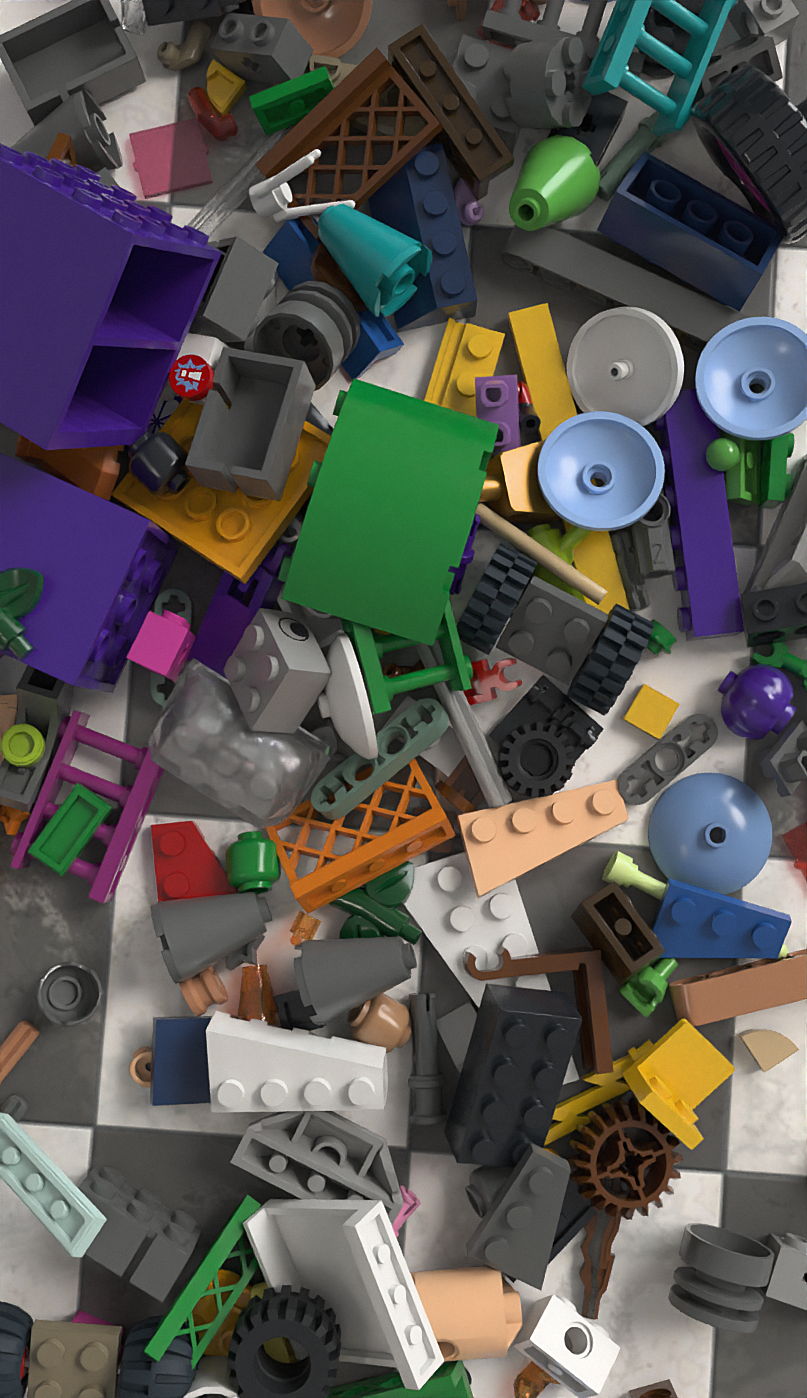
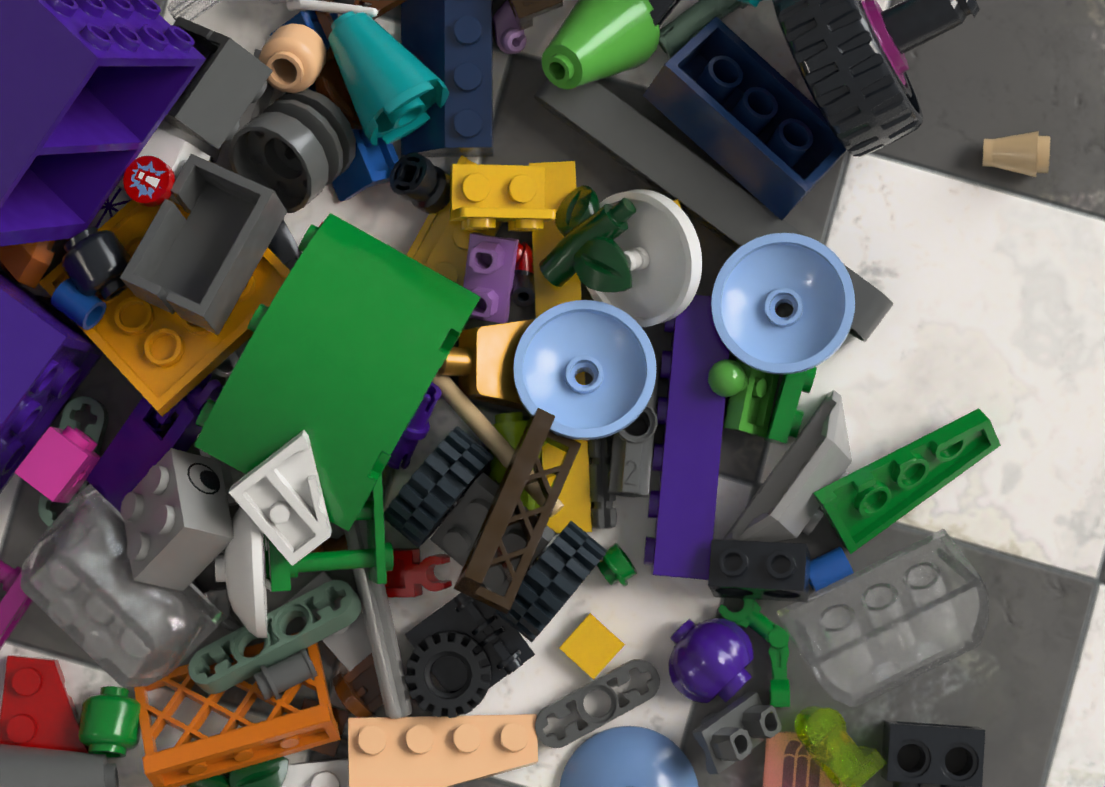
camera: 15 degrees right, 0 degrees up
(150, 503) = (81, 309): none -> blue hinge
(296, 254) = (294, 56): none -> light nougat head
(374, 626) = (286, 499): none -> white wing
(396, 789) = (284, 674): none -> dark grey pin
(421, 346) = (421, 182): none -> black wheel
(492, 341) = (498, 194): none -> yellow bracket
(564, 601) = (503, 505): none -> dark brown fence
(580, 363) = (590, 243): none -> dark green plant

